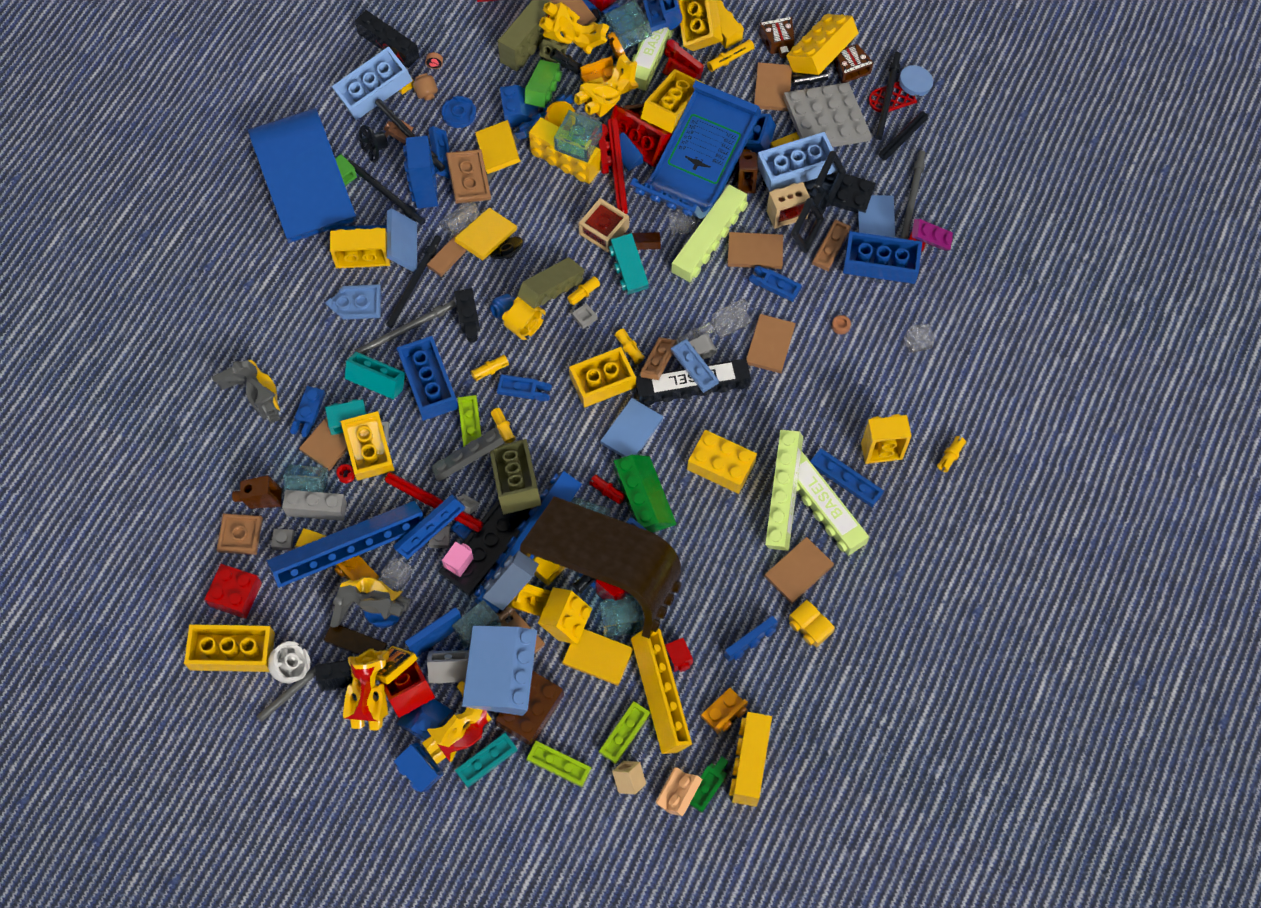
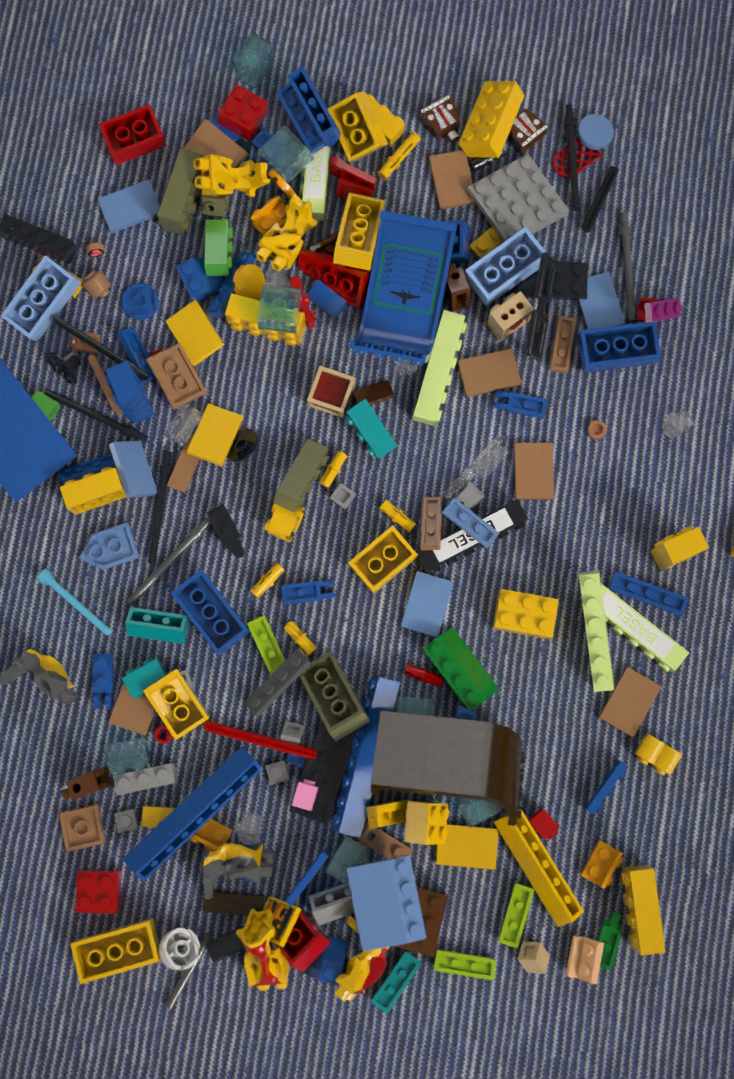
camera: 15 degrees left, 15 degrees up
(290, 311) = (46, 577): none -> medium azure piece
(403, 175) = (101, 374): none -> medium nougat tile
(418, 768) = (337, 1013): blue brick -> none
(429, 526) = (266, 771): blue plate -> none
(476, 35) = (129, 206): none -> medium blue tile
(501, 305) = (260, 510): blue head -> none
(510, 580) = (368, 813): sand blue brick -> none
(562, 58) = (233, 213): black pin -> none
(617, 165) = (323, 319): red axle -> none

